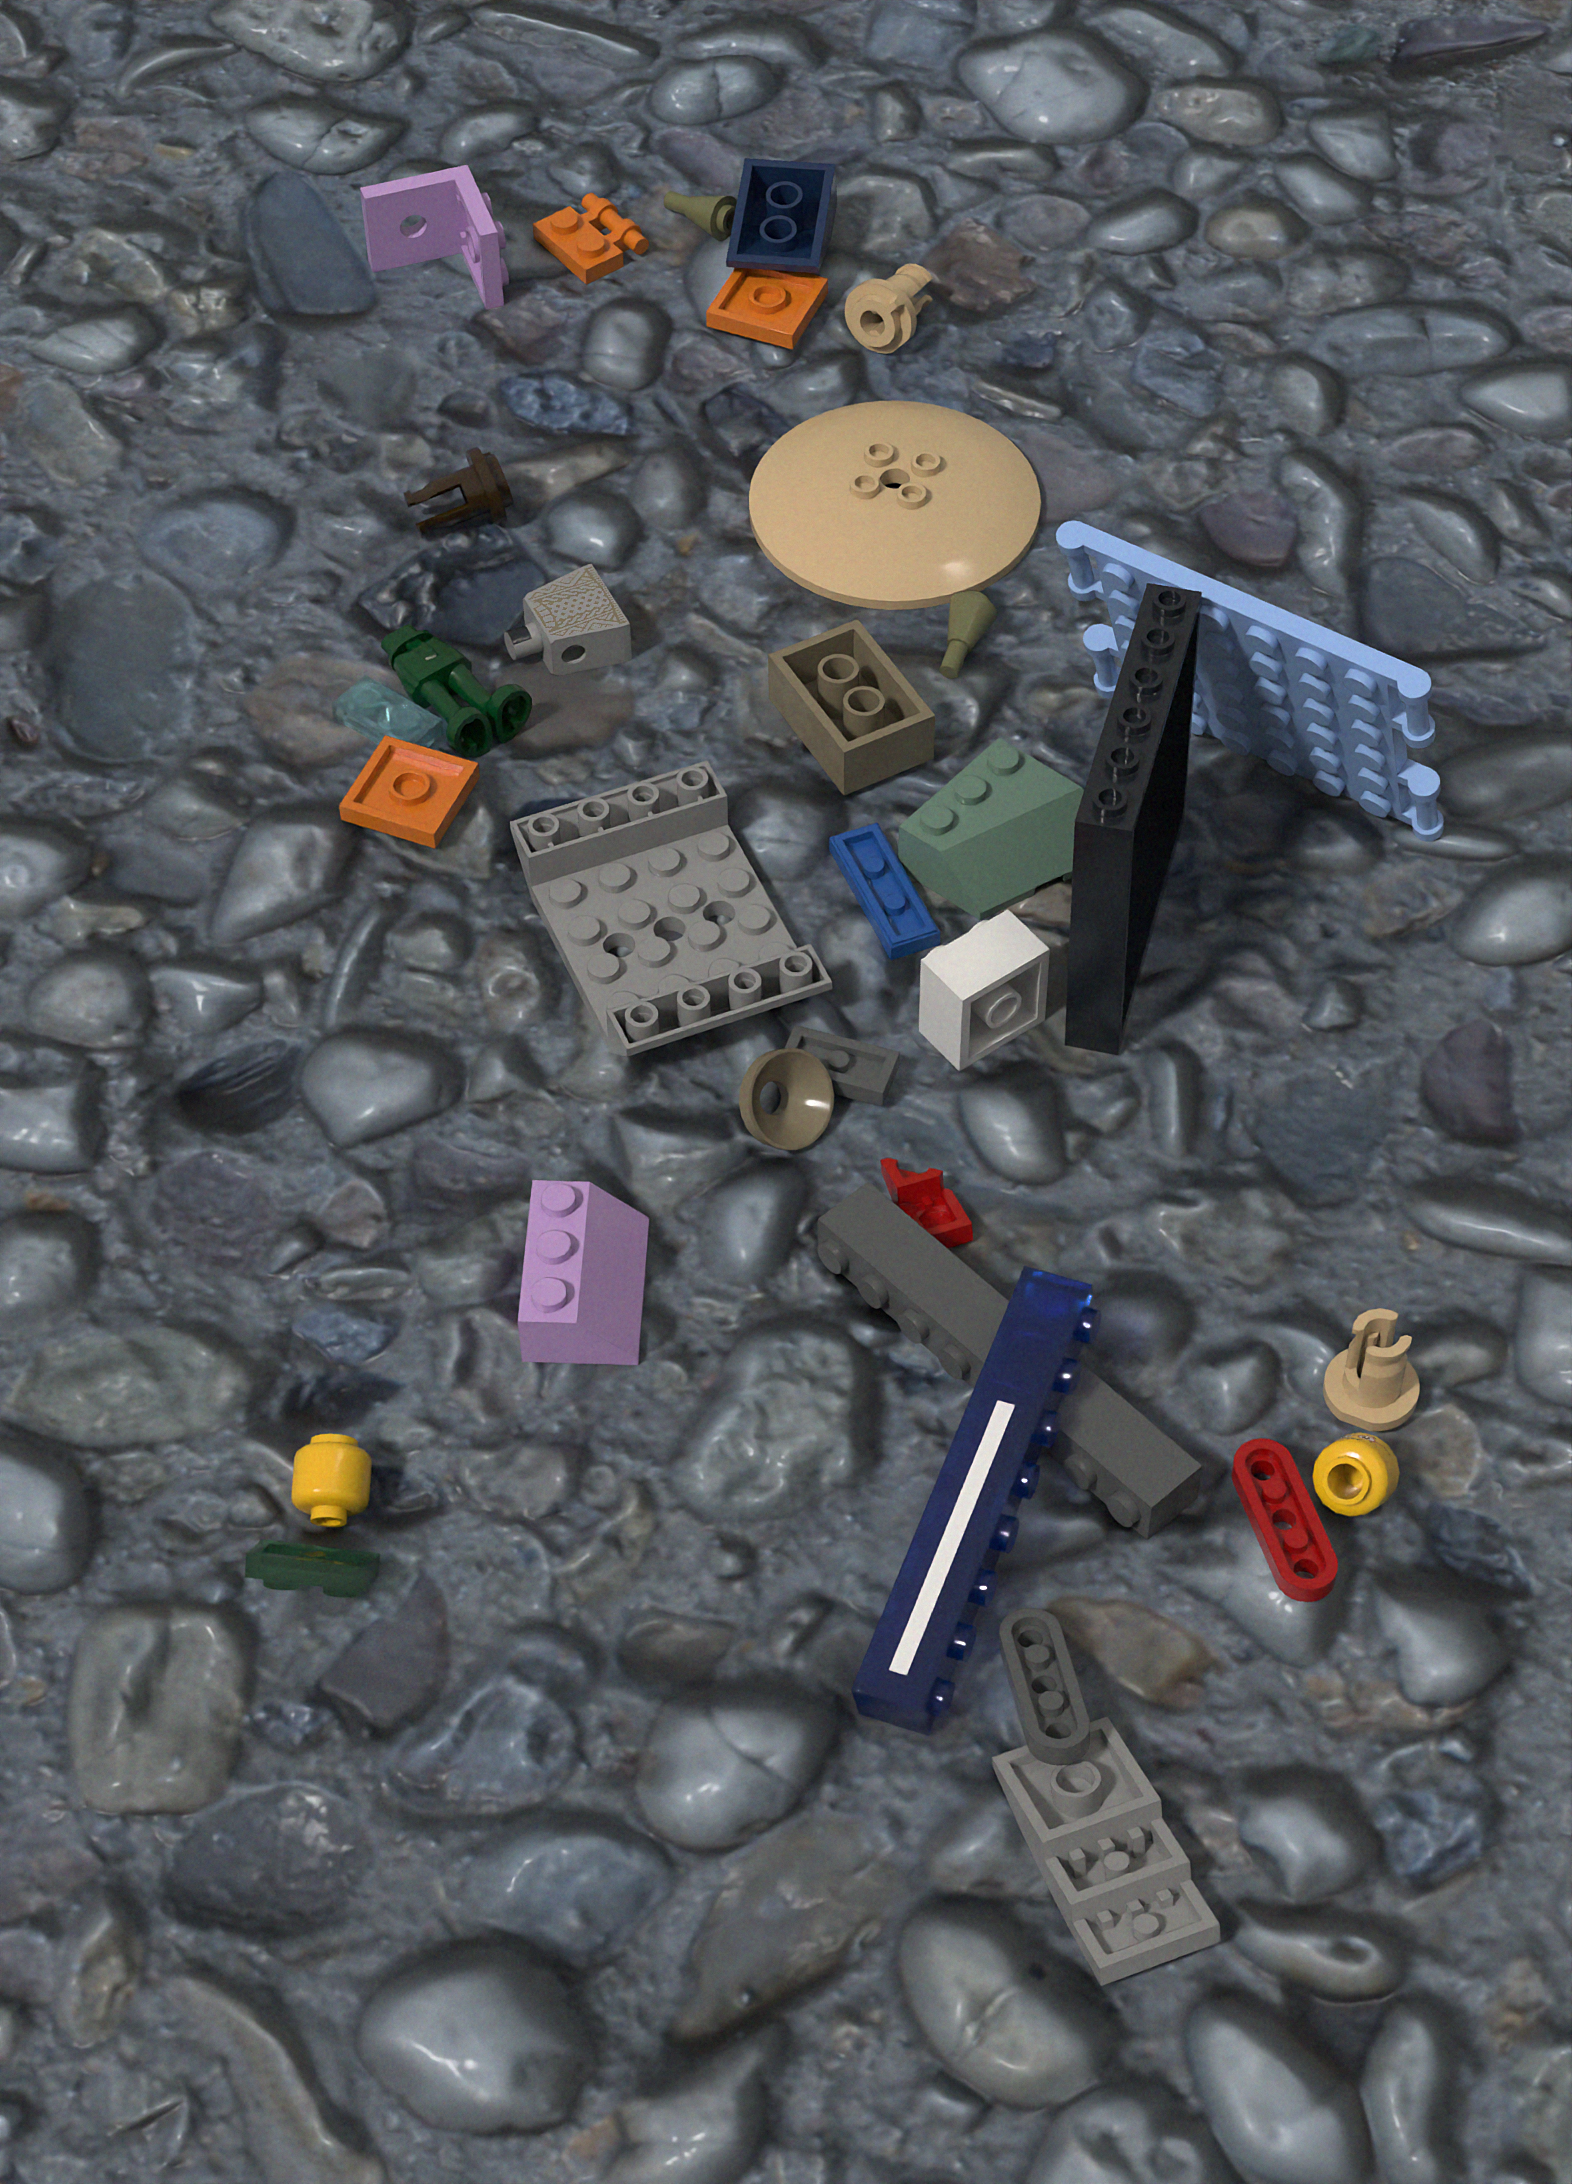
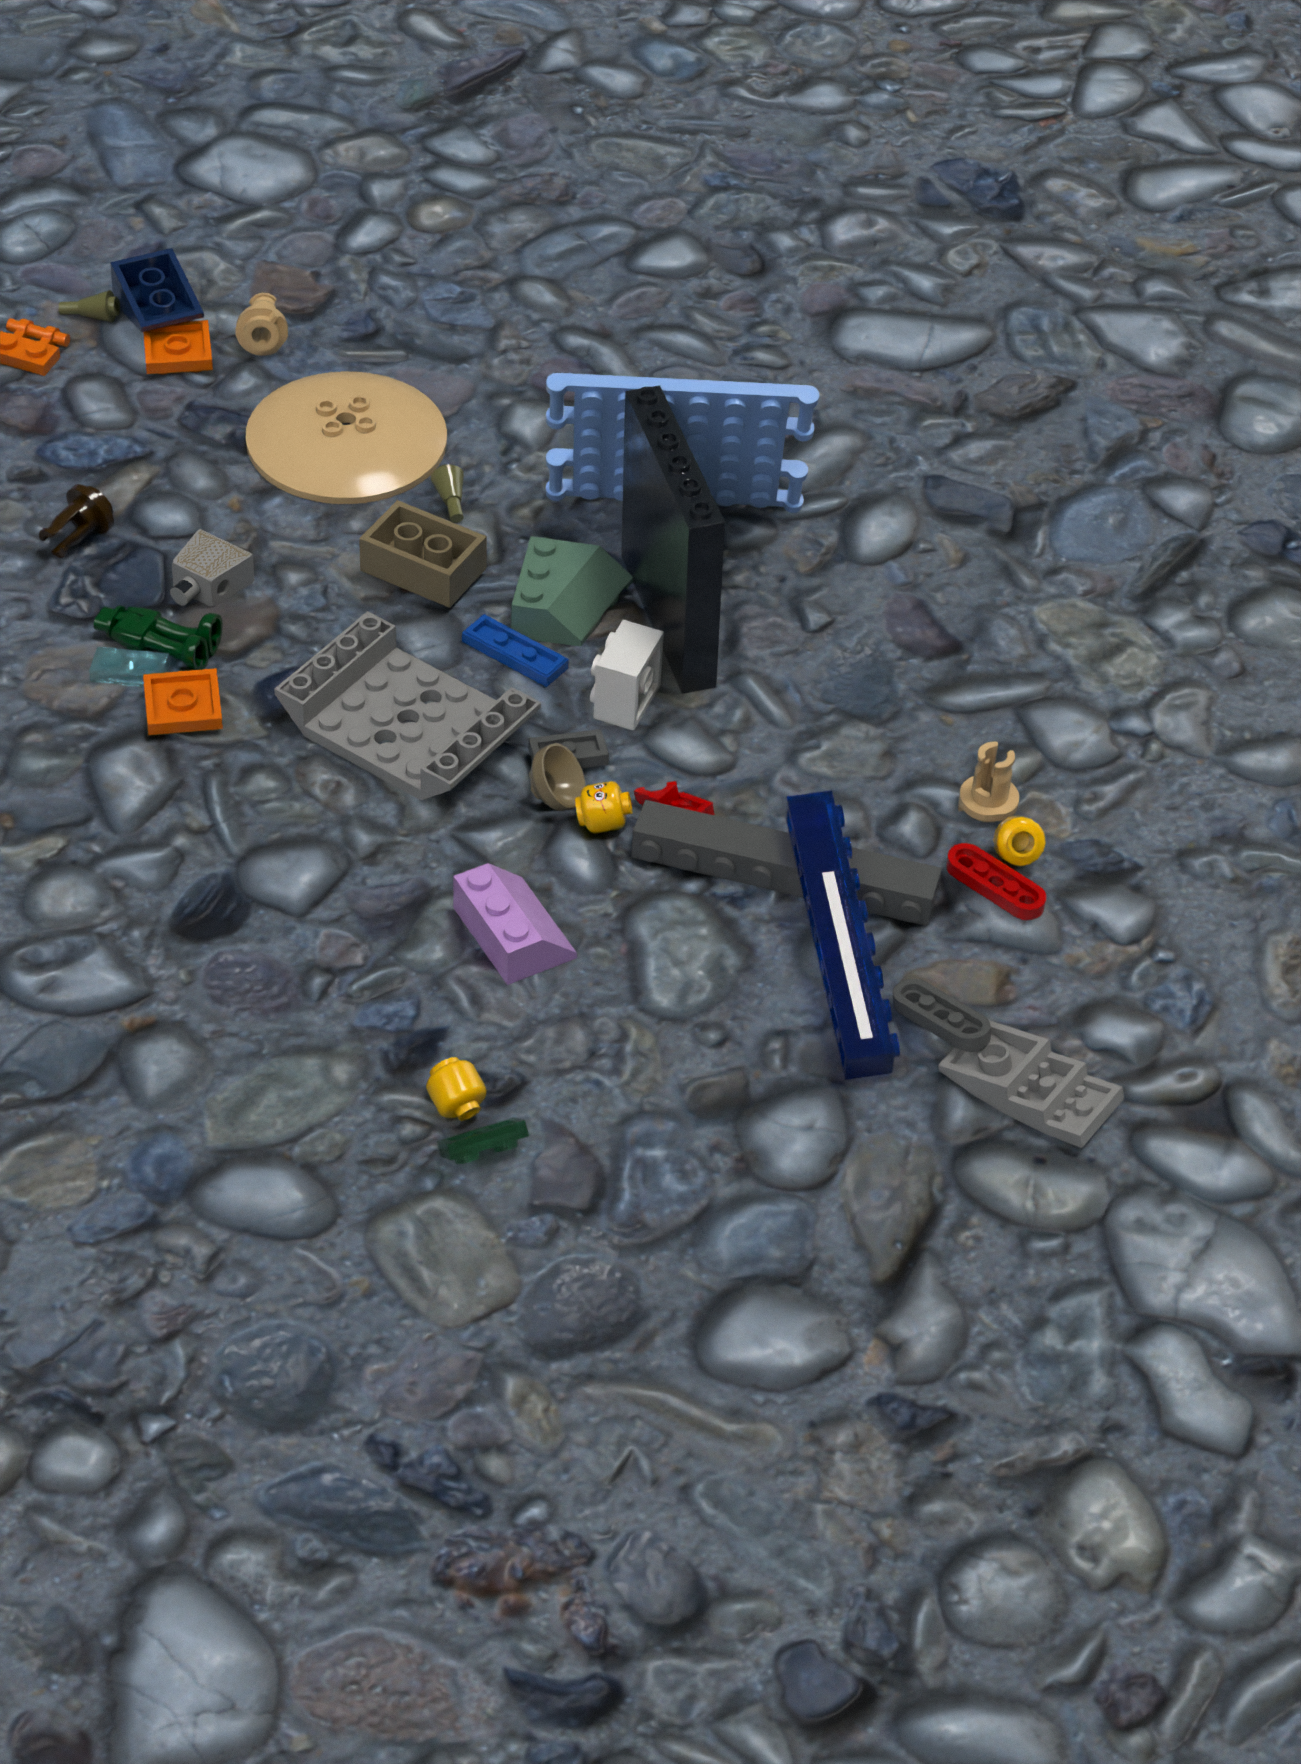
camera: 35 degrees left, 5 degrees down
(818, 1166) = (603, 807): none -> yellow head

